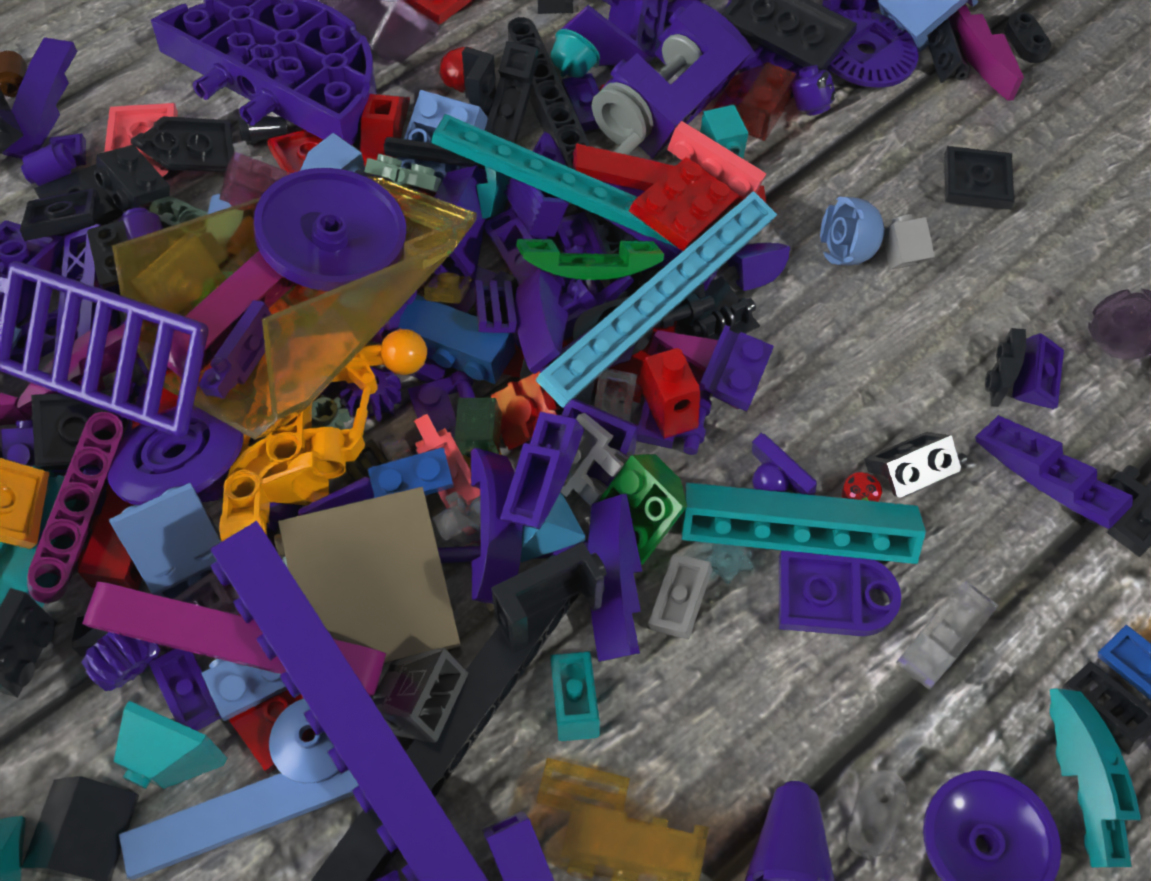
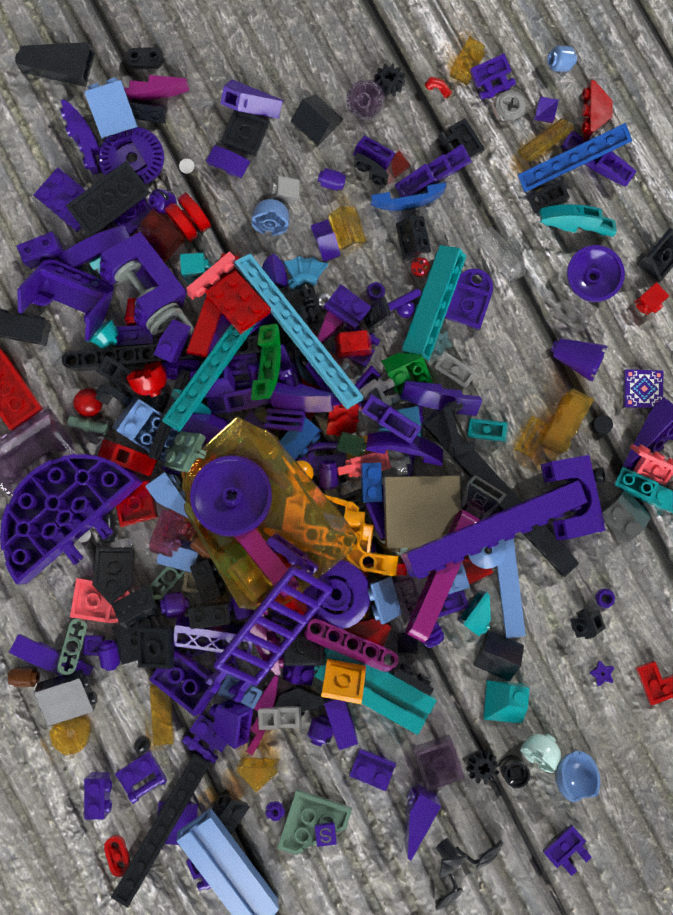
camera: 75 degrees left, 25 degrees up
(33, 118) = (70, 631): none -> sand green beam
(411, 405) = (328, 474): none -> dark purple brick
(426, 73) = (88, 425): none -> sand green pin
(514, 117) = (148, 380): none -> red cylinder
(585, 124) = (172, 341): none -> dark purple slope
(742, 427) = (378, 313): none -> black slope
(779, 308) = (304, 271): none -> dark azure arm
(789, 417) = (378, 286): none -> dark purple plate
(800, 118) = (187, 217): none -> red wheel
(846, 327) = (325, 240): none -> dark purple slope
(886, 120) = (186, 166): none -> white sticker
(887, 355) = (347, 227): none -> clear yellow panel
(918, 164) = (228, 161): none -> dark purple slope
(959, 311) = (332, 179): none -> dark purple brick
(1011, 477) = (385, 202): none -> blue slope
(1034, 167) = (250, 100): none -> dark purple slope
(1038, 414) = (399, 164): none -> clear red tile
(1055, 269) = (315, 119): none -> black slope

